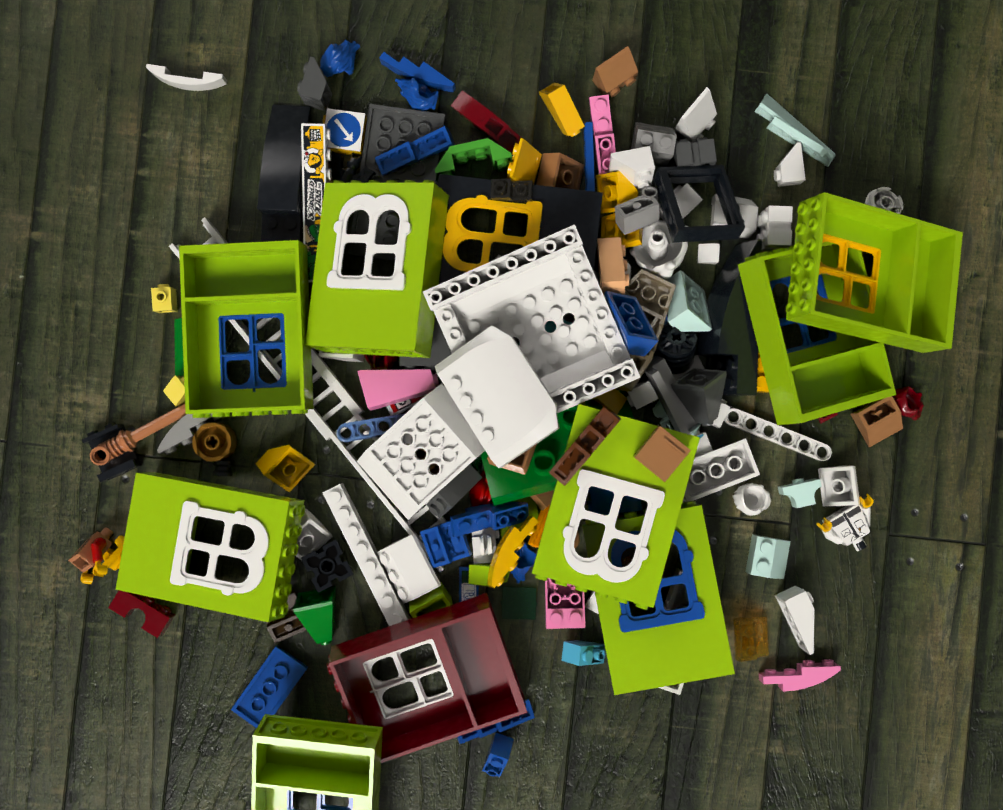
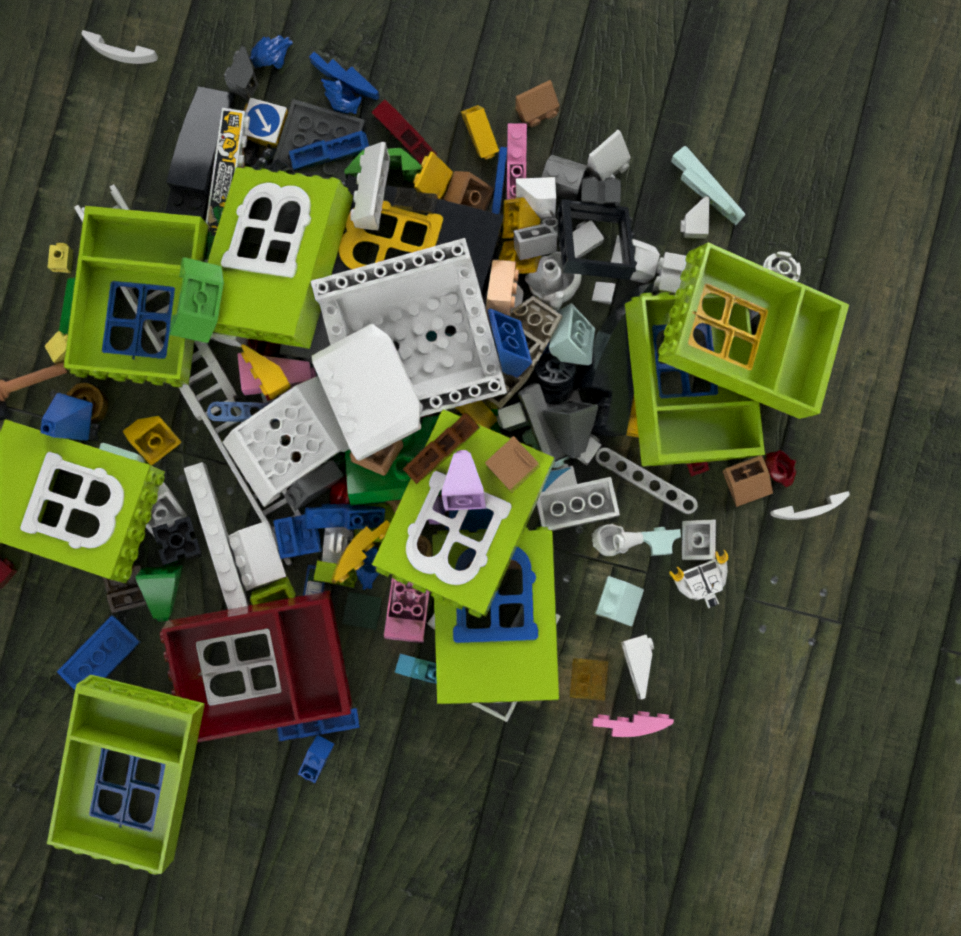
camera: 15 degrees right, 5 degrees down
(182, 433) = (60, 384): light grey slope -> none
(197, 463) = (67, 418): none -> blue slope
(258, 487) = (112, 449): none -> light aqua tile
(310, 327) = (198, 300): none -> bright green slope
(394, 389) = (271, 375): none -> yellow slope
(465, 183) = (371, 187): none -> white slope
(615, 479) = (462, 484): none -> lavender slope
(769, 498) = (626, 540): none -> white cone
(963, 429) = (788, 512): none -> white slope

